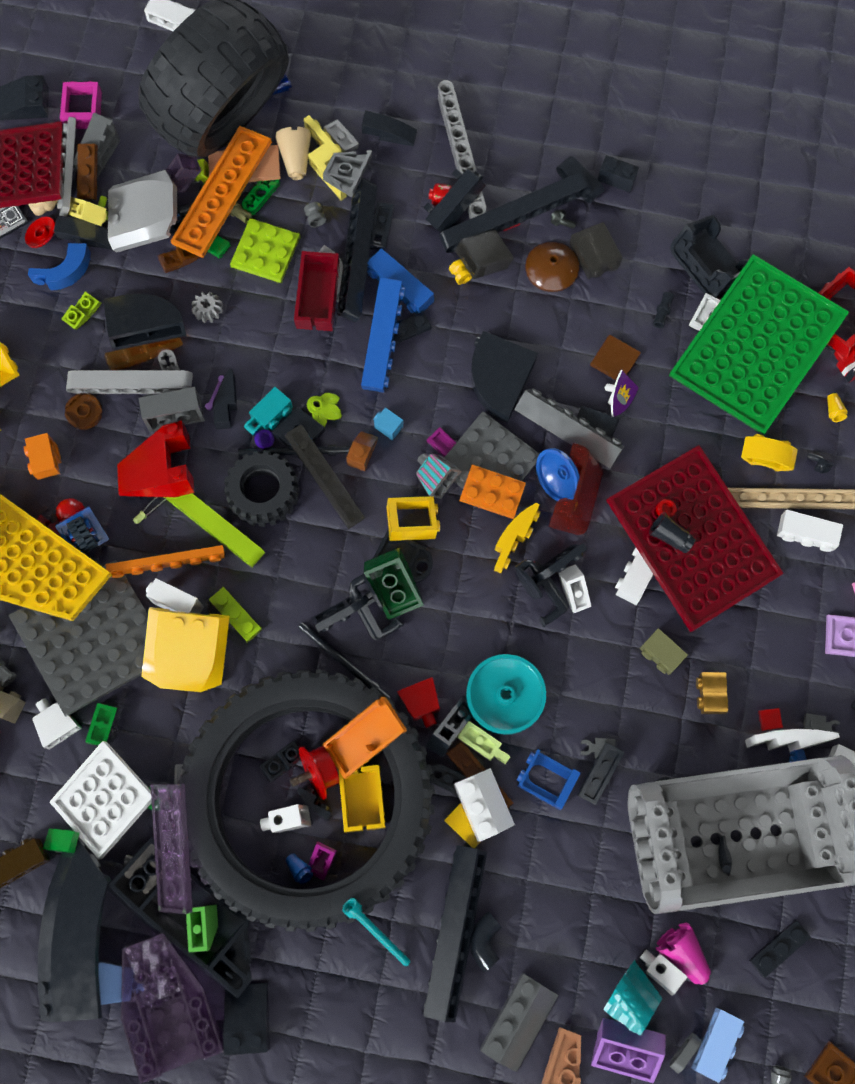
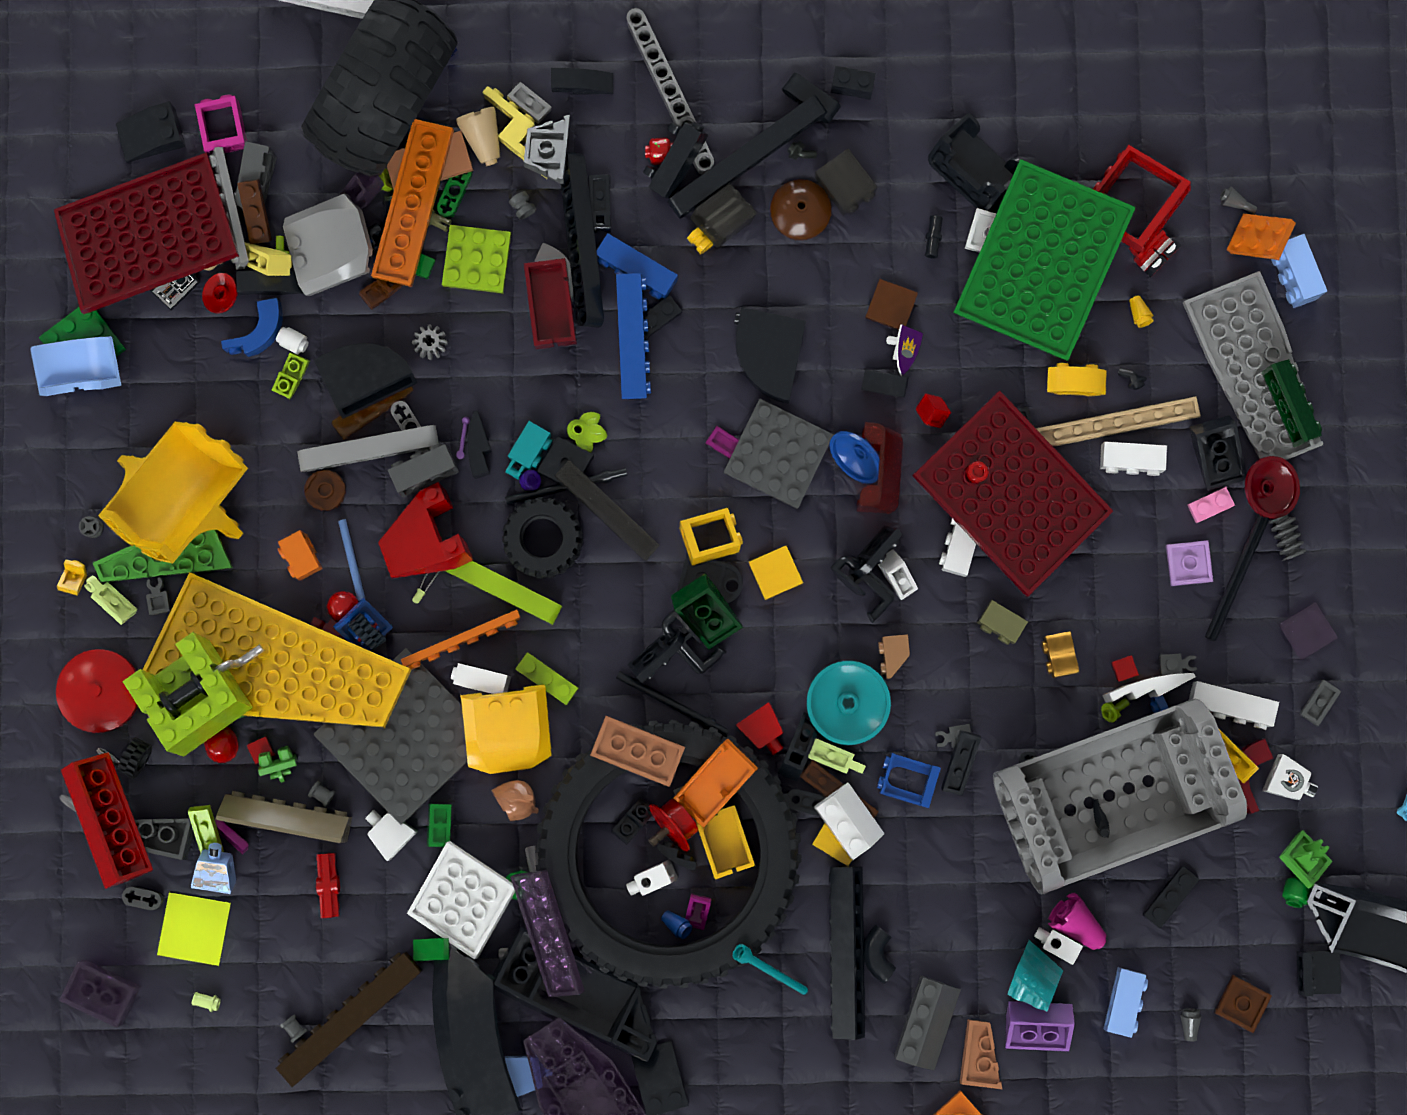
camera: 10 degrees left, 10 degrees up
(89, 473) = (351, 559): none -> medium blue bar
(90, 282) = (292, 340): none -> white brick
(178, 717) = (516, 799): none -> nougat helmet
(201, 927) = (596, 1003): bright green slope -> none
(298, 691) = (637, 751): none -> nougat tile
(361, 450) = (639, 469): dark orange slope -> none
(388, 423) = (660, 434): dark azure brick -> none
(436, 474) = (725, 482): dark grey torso -> none
(464, 564) = (775, 572): none -> yellow tile
(492, 491) = (789, 488): orange plate -> none
(517, 530) = (825, 523): yellow slope -> none
(559, 657) = (895, 652): none -> medium nougat slope
(568, 427) = (857, 398): dark grey brick -> none
(635, 453) = (933, 410): none -> red panel
(671, 533) = (987, 498): black plant -> none
(685, 1053) = (1094, 1016): dark grey beam -> none
(751, 757) = (1111, 712): none -> lime plate

